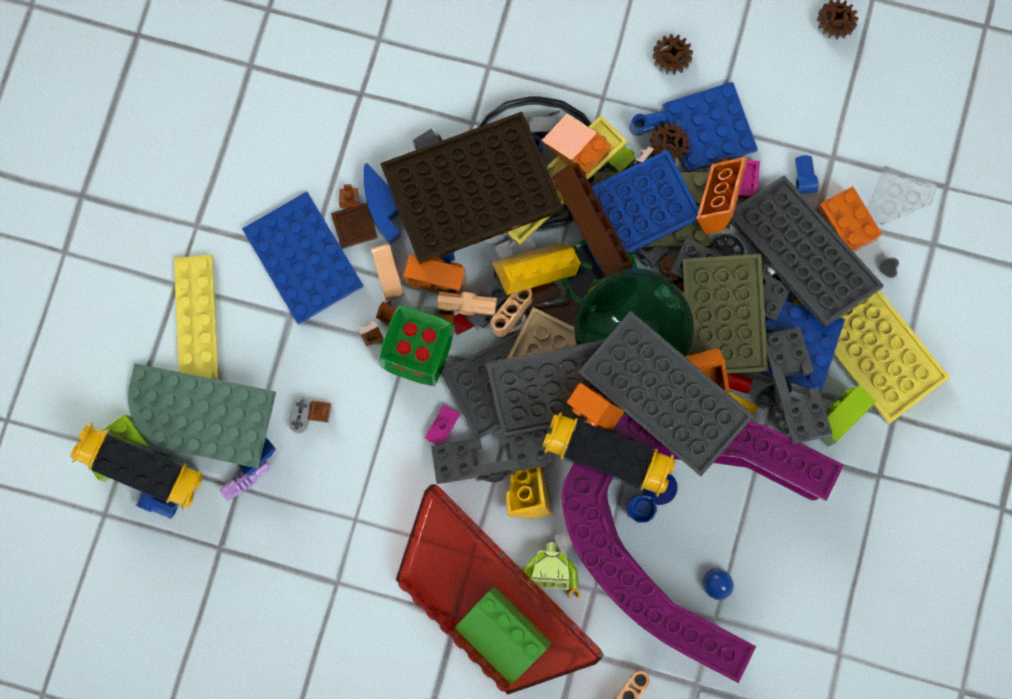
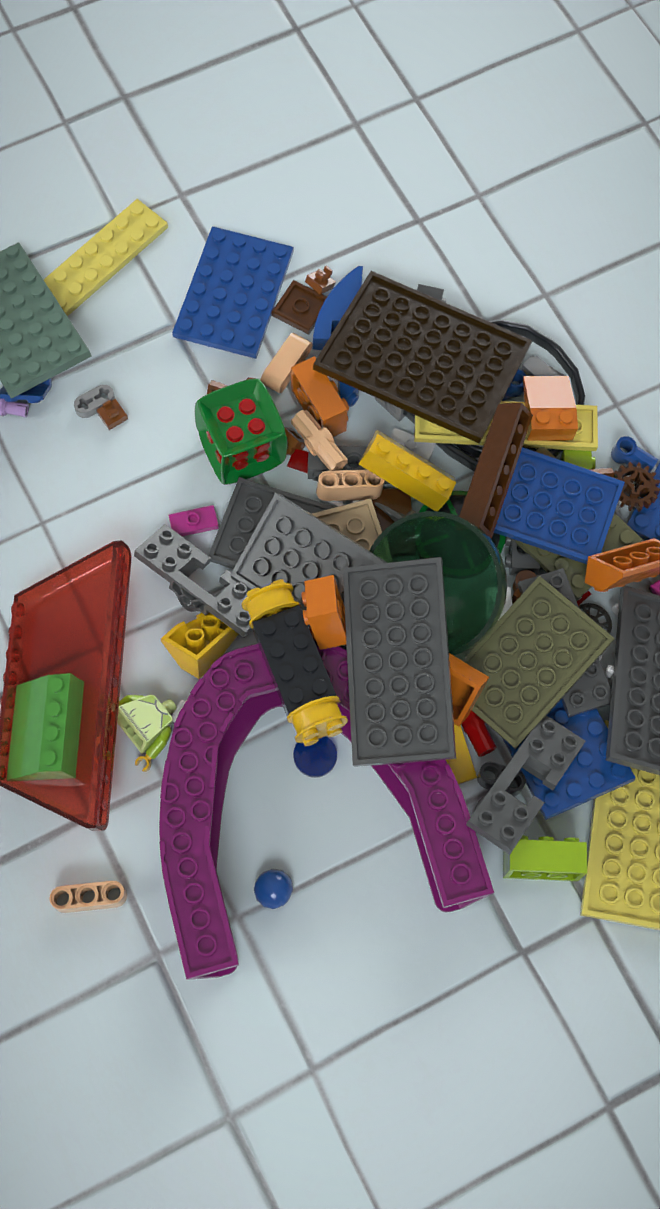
camera: 40 degrees right, 10 degrees down
(641, 508) = (279, 752): blue hair -> none

